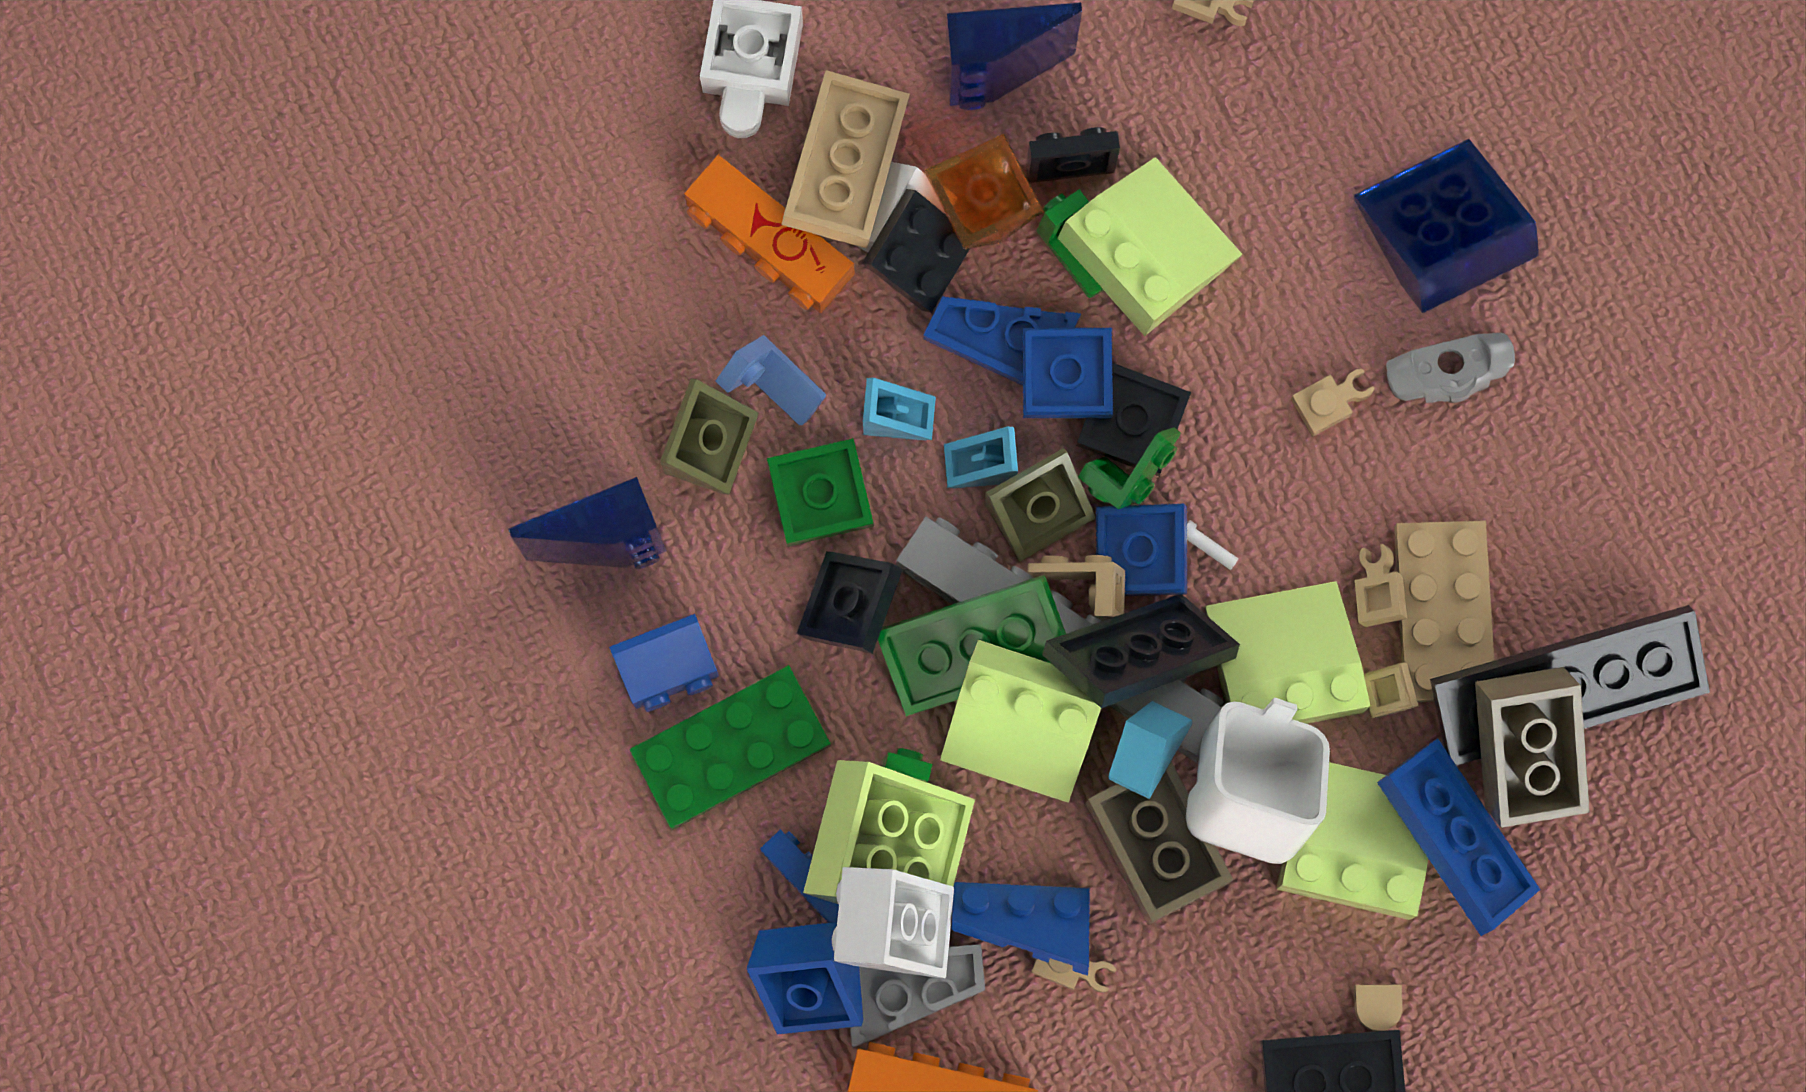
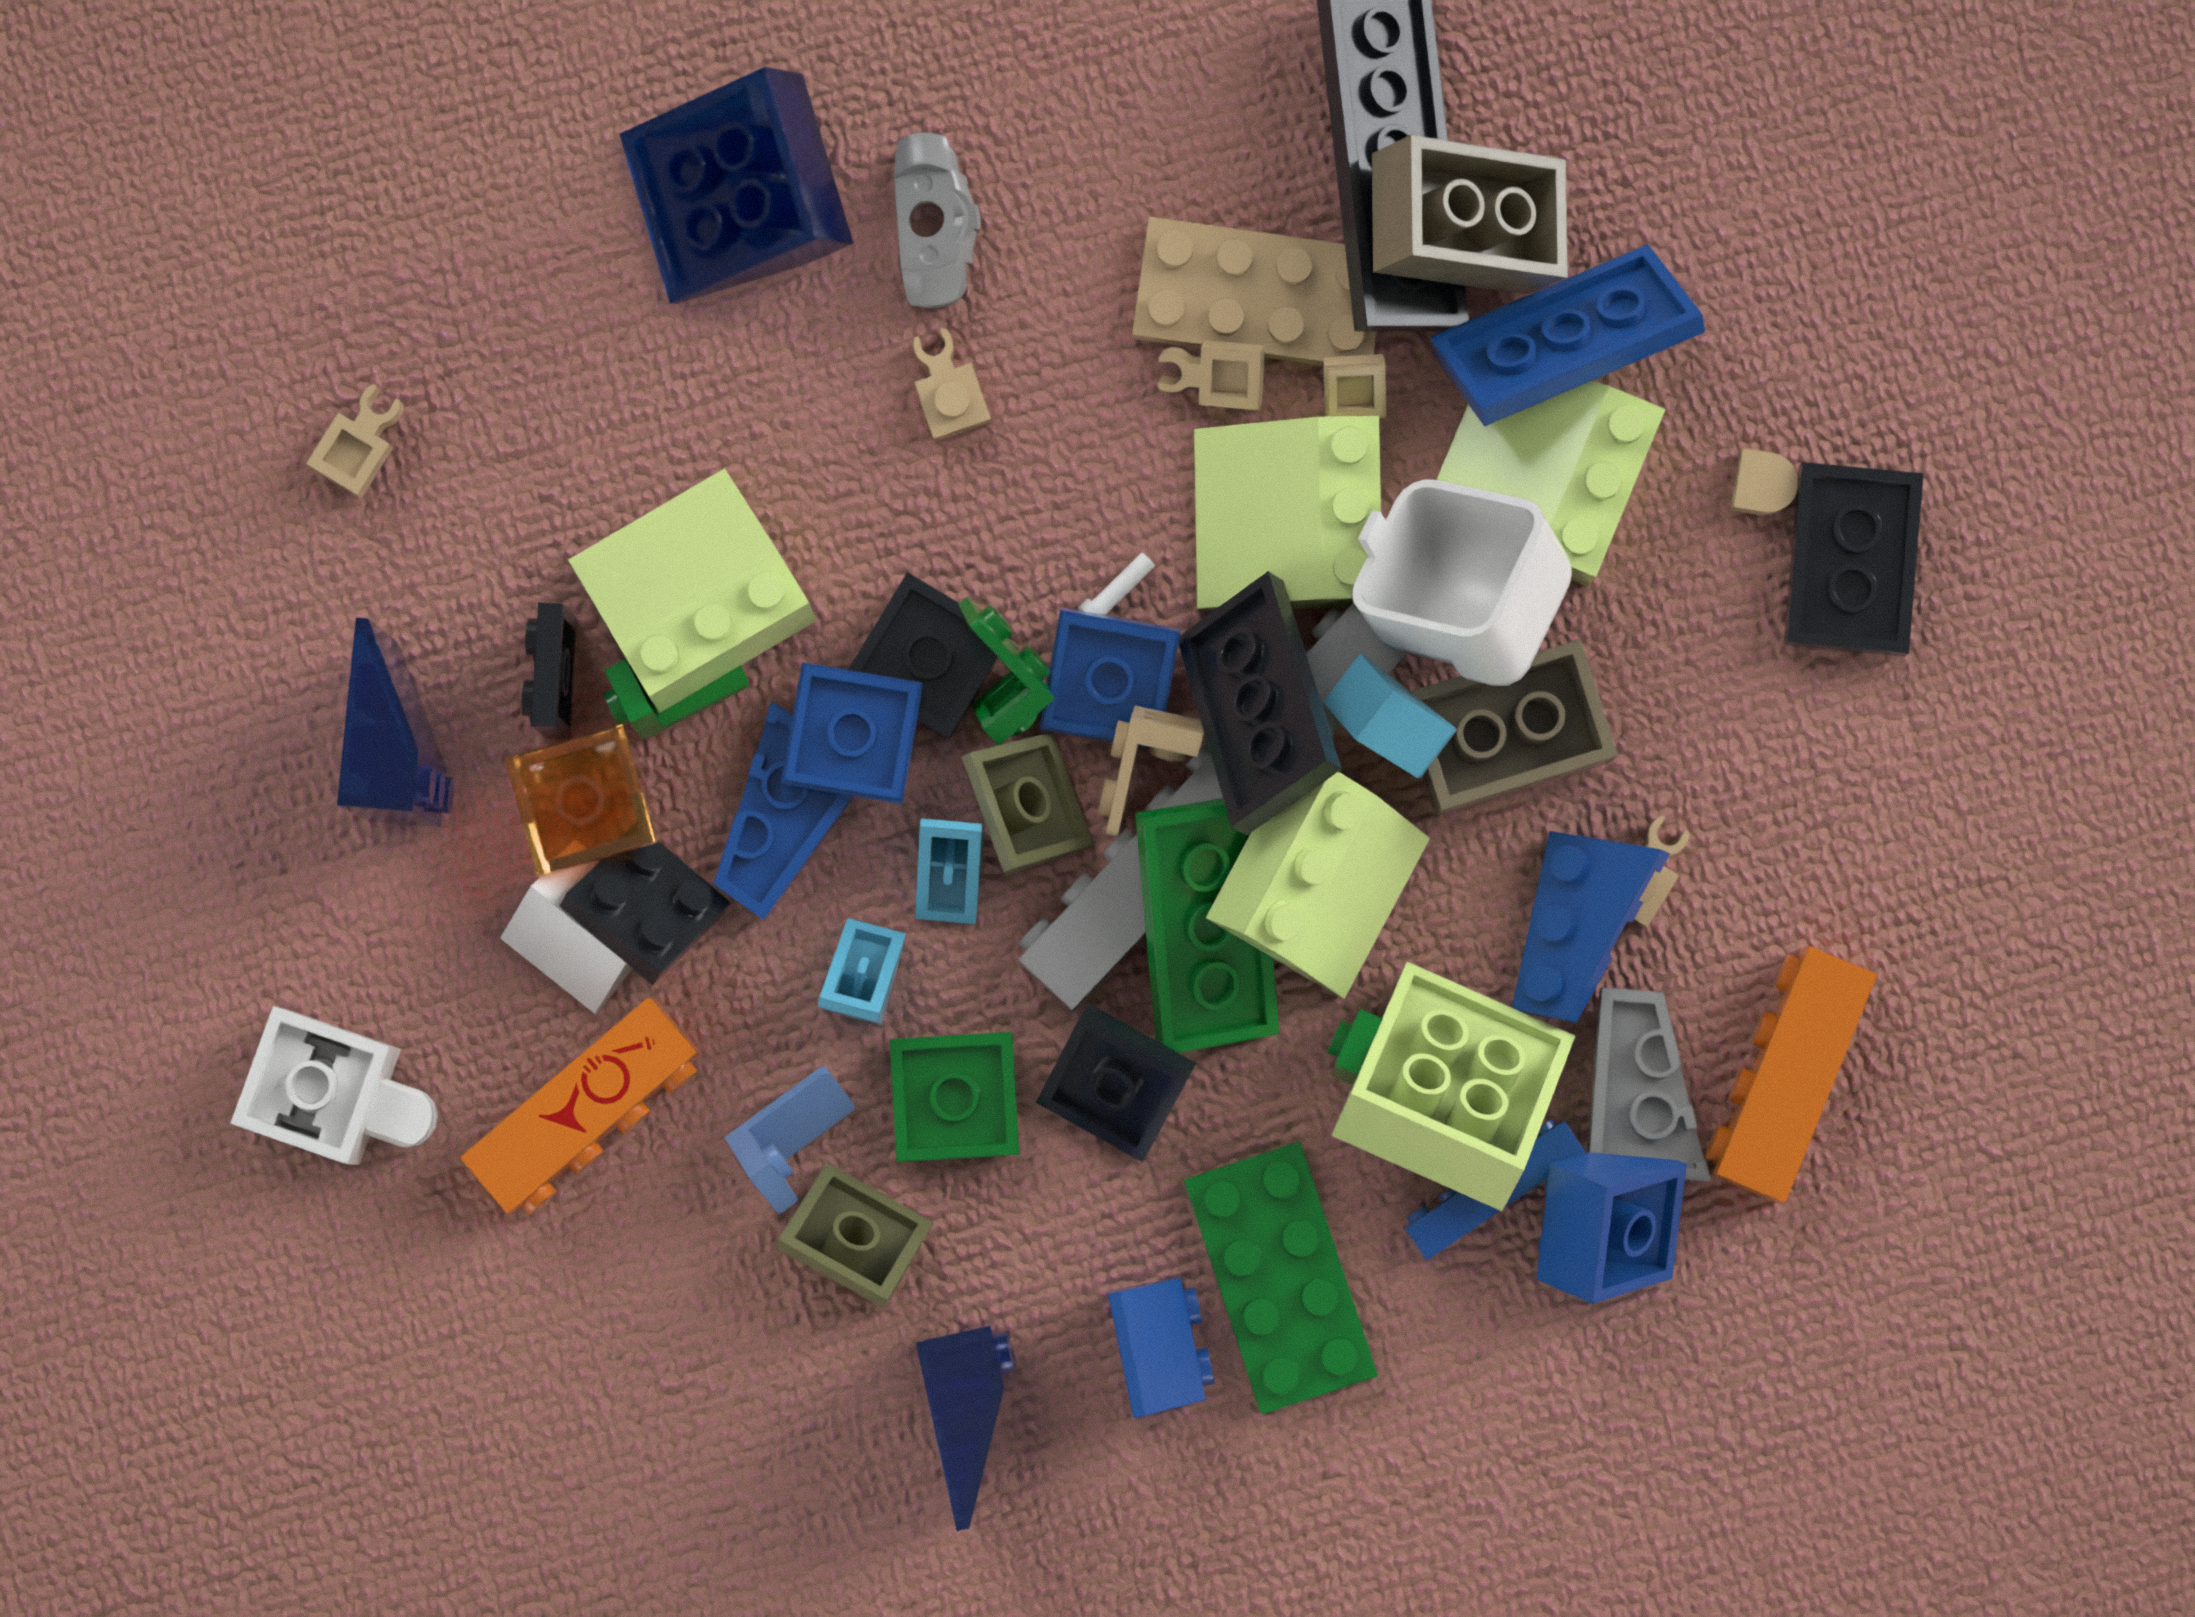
camera: 80 degrees left, 5 degrees up
(845, 159) = (498, 982): tan plate -> none
(893, 922) = (1569, 1098): white slope -> none

